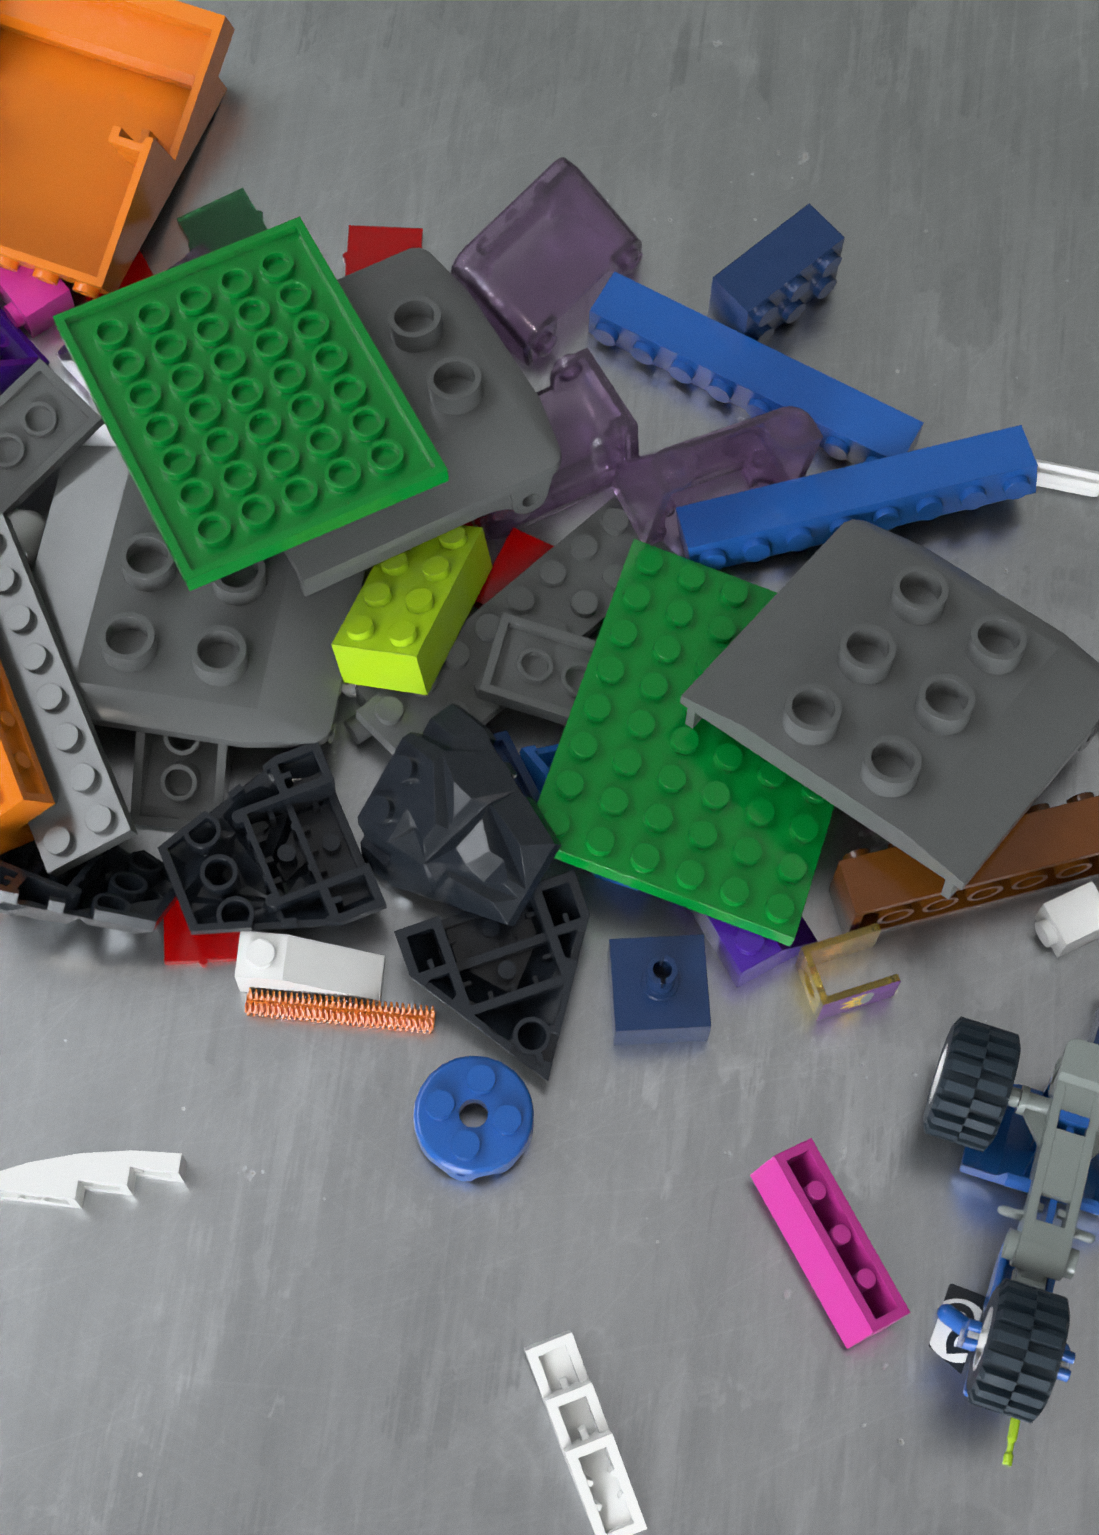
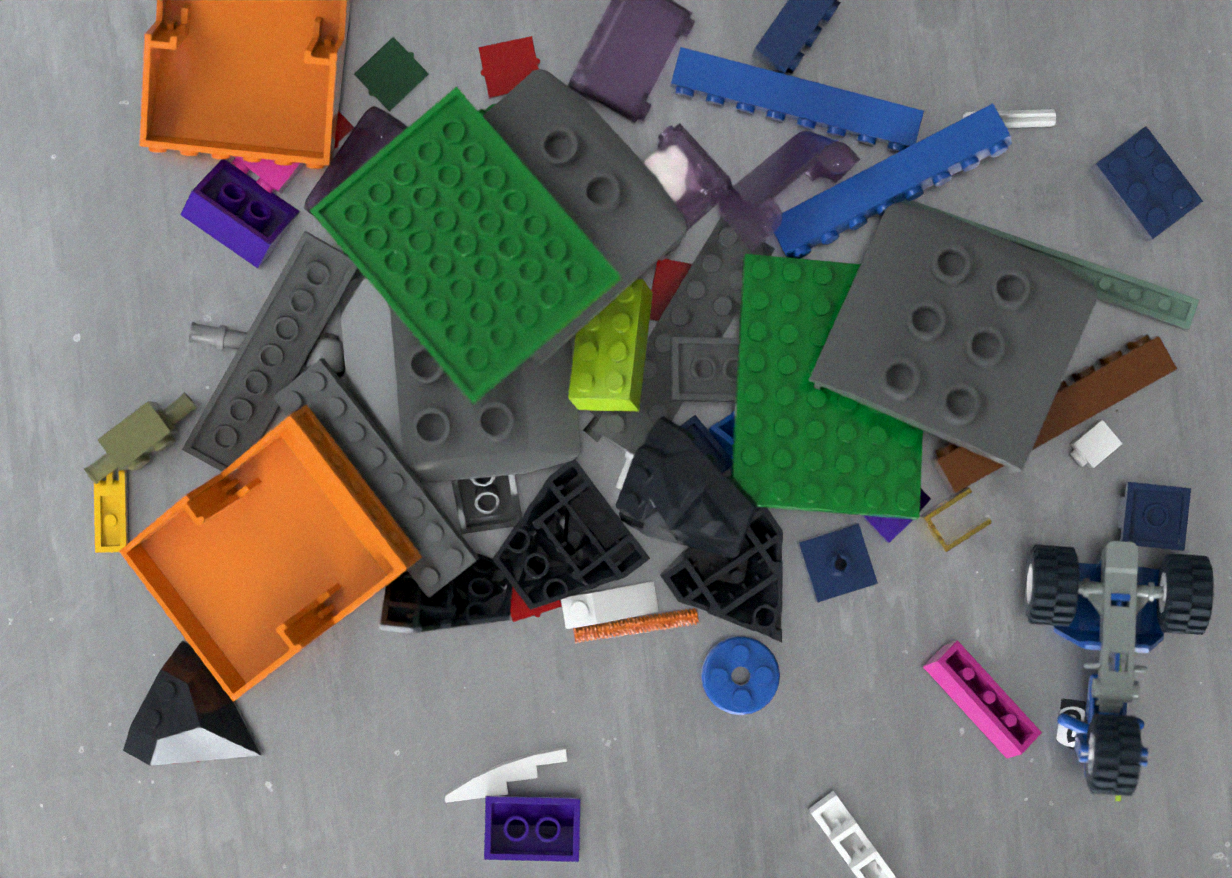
camera: 15 degrees left, 20 degrees up
(95, 1260) = (532, 828): none -> dark purple slope

